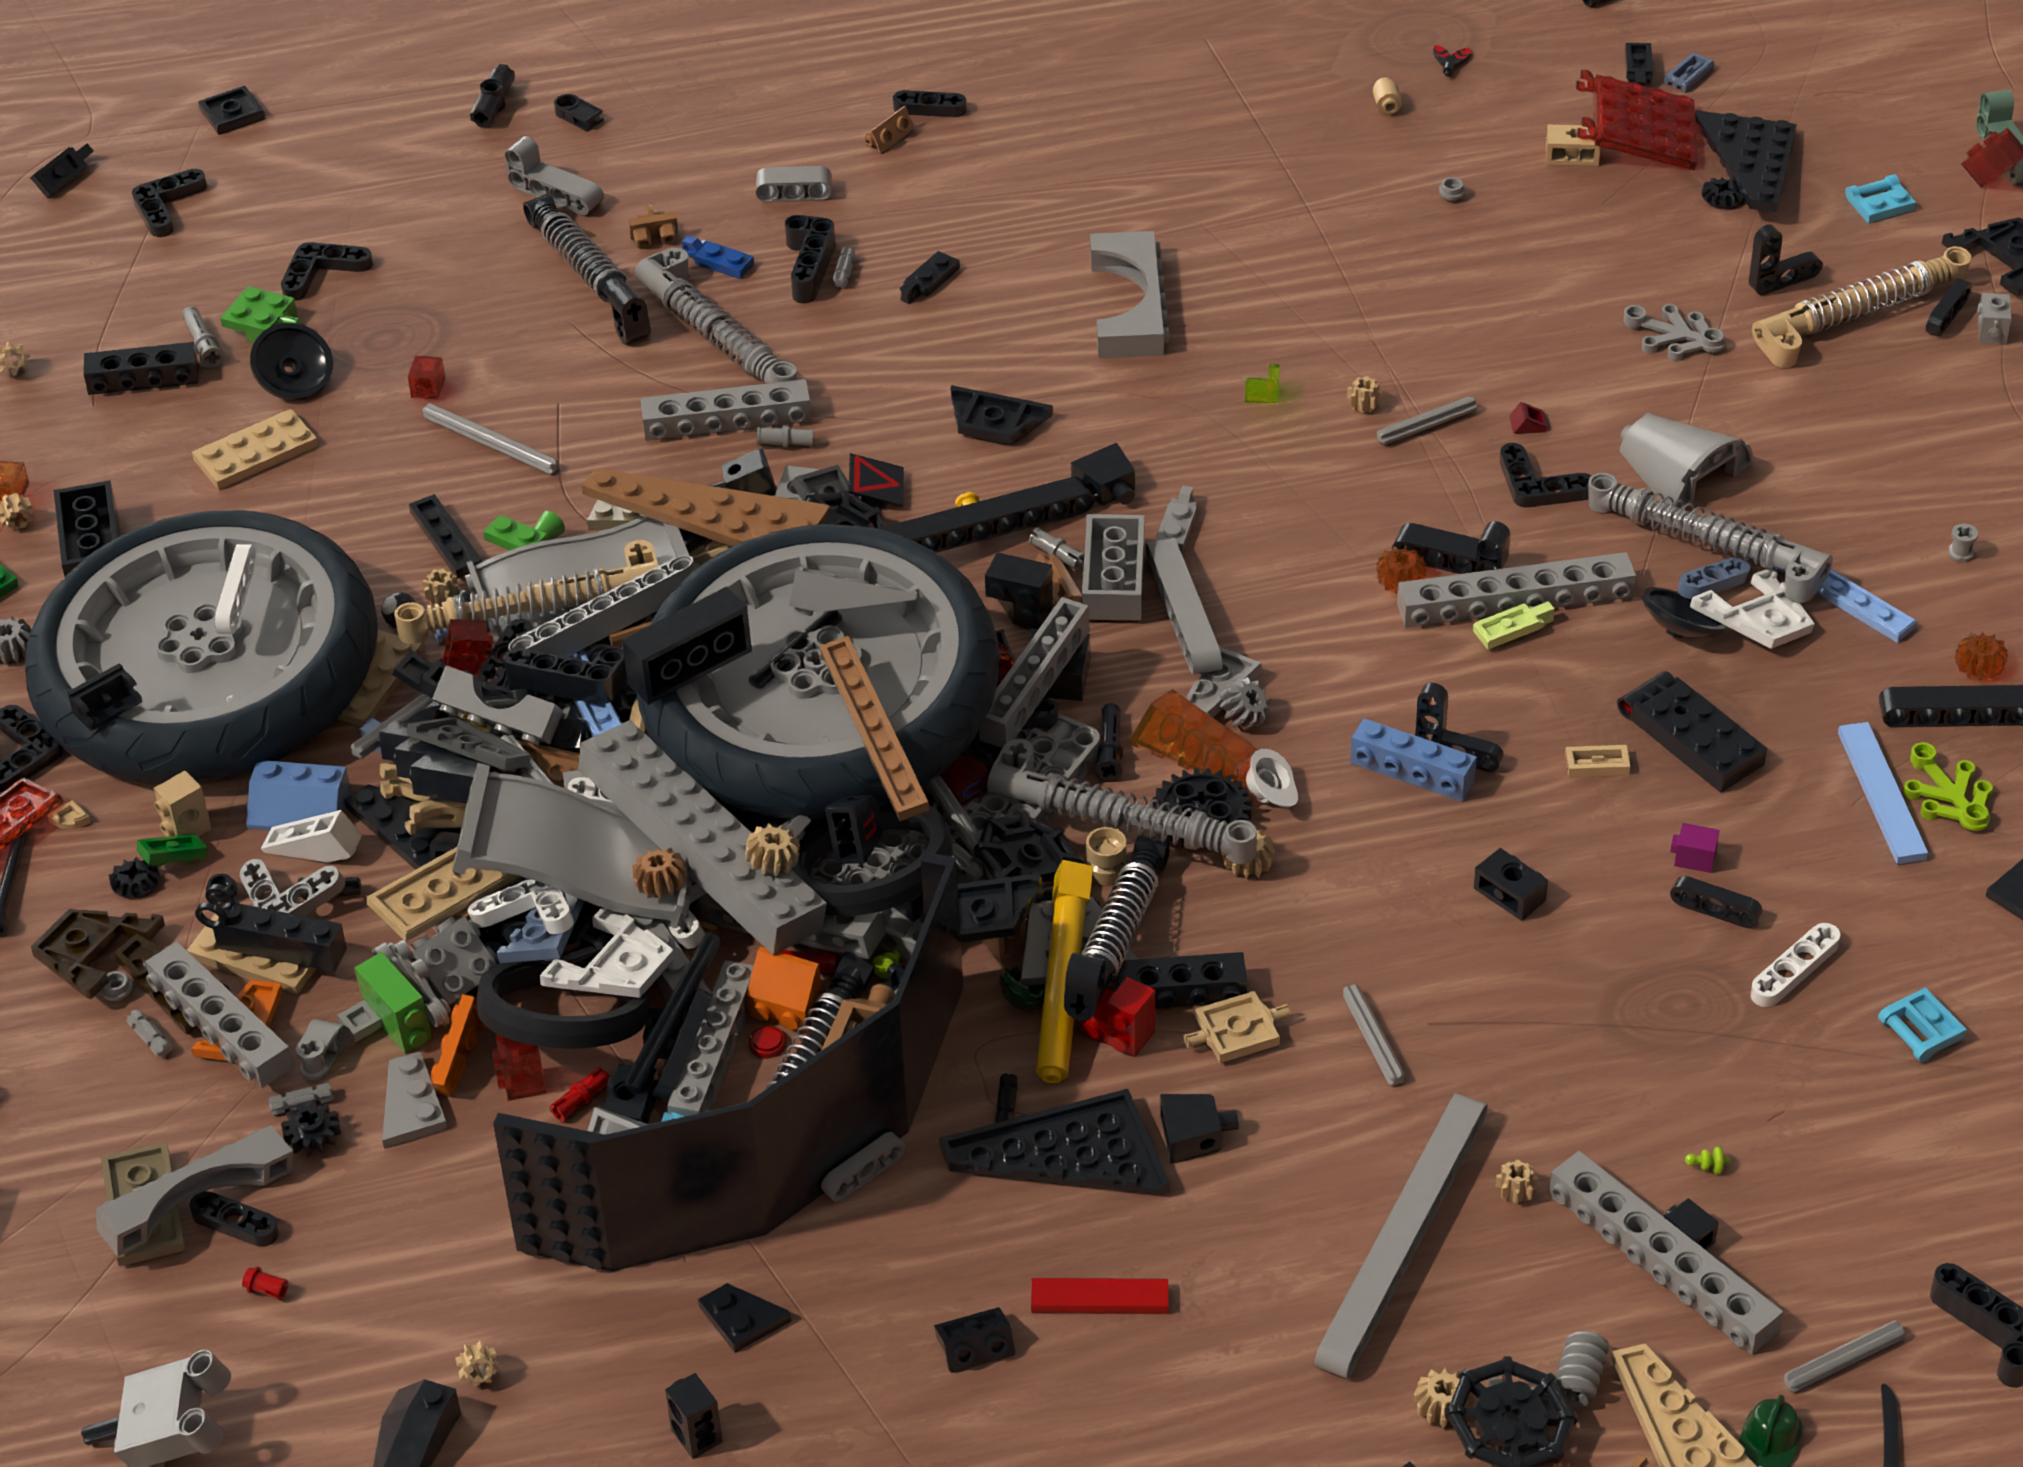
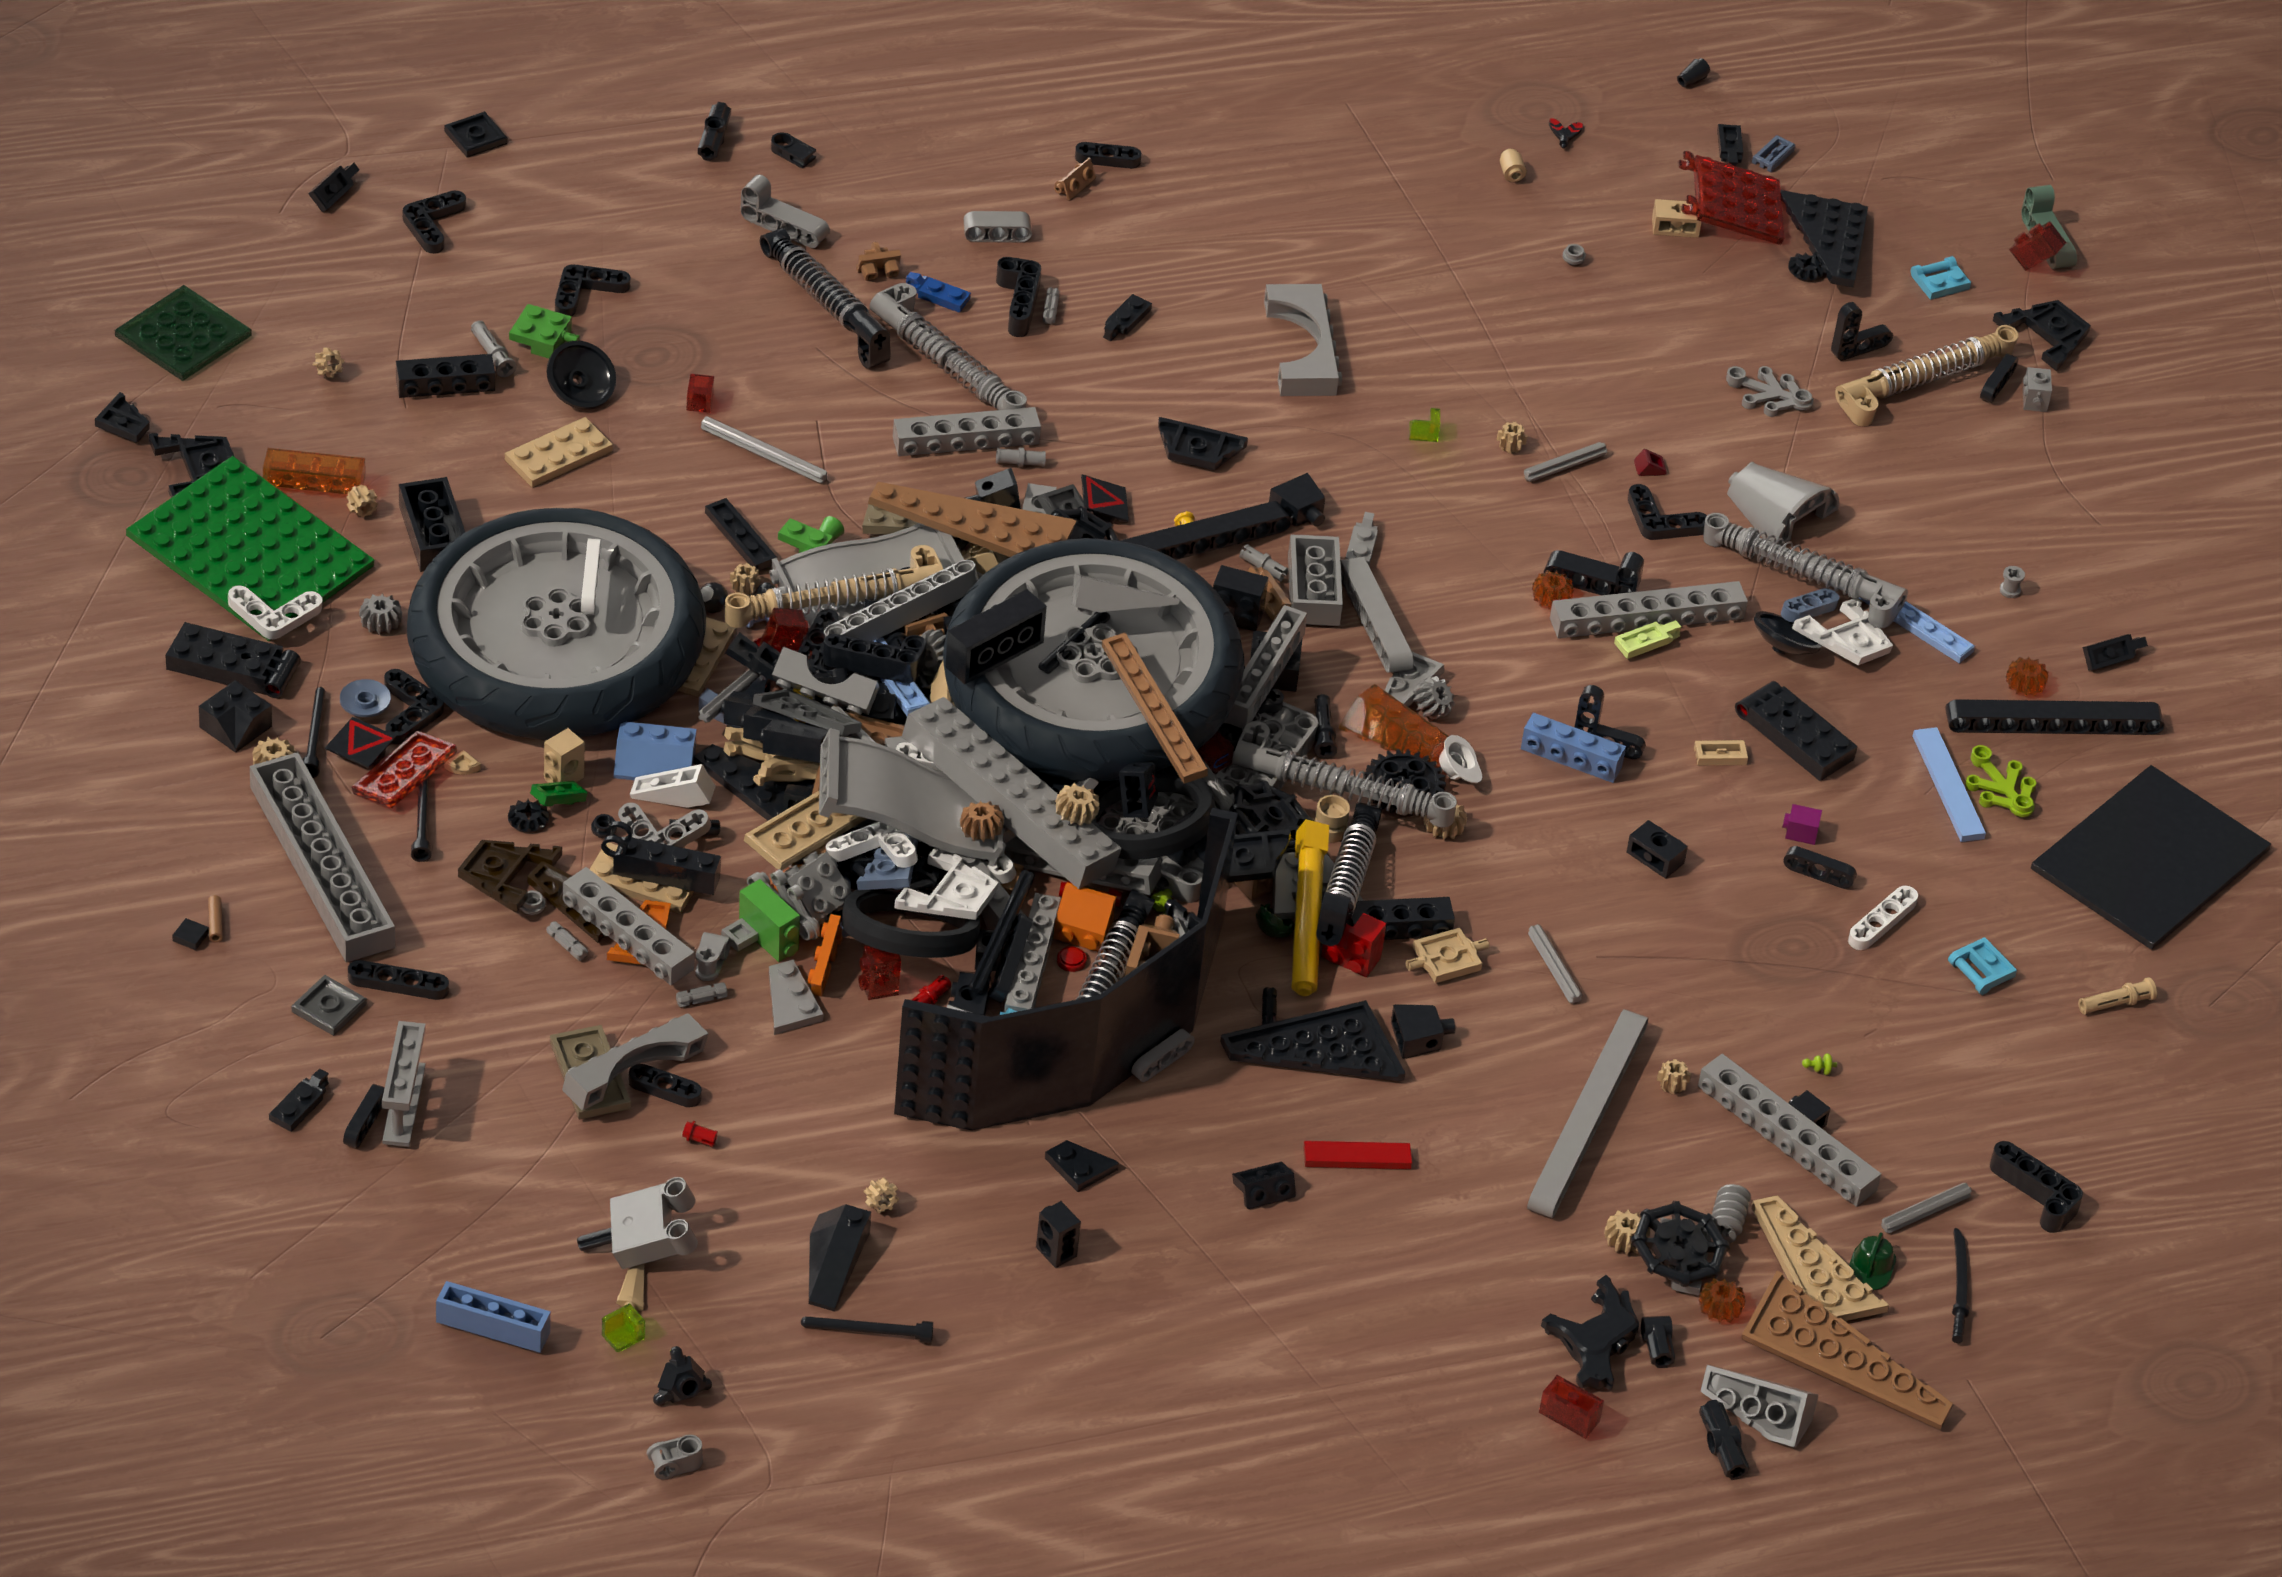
camera: 10 degrees left, 0 degrees up
(104, 697) = (496, 665): black hinge -> none
(311, 1128) = (717, 1016): black gear -> none

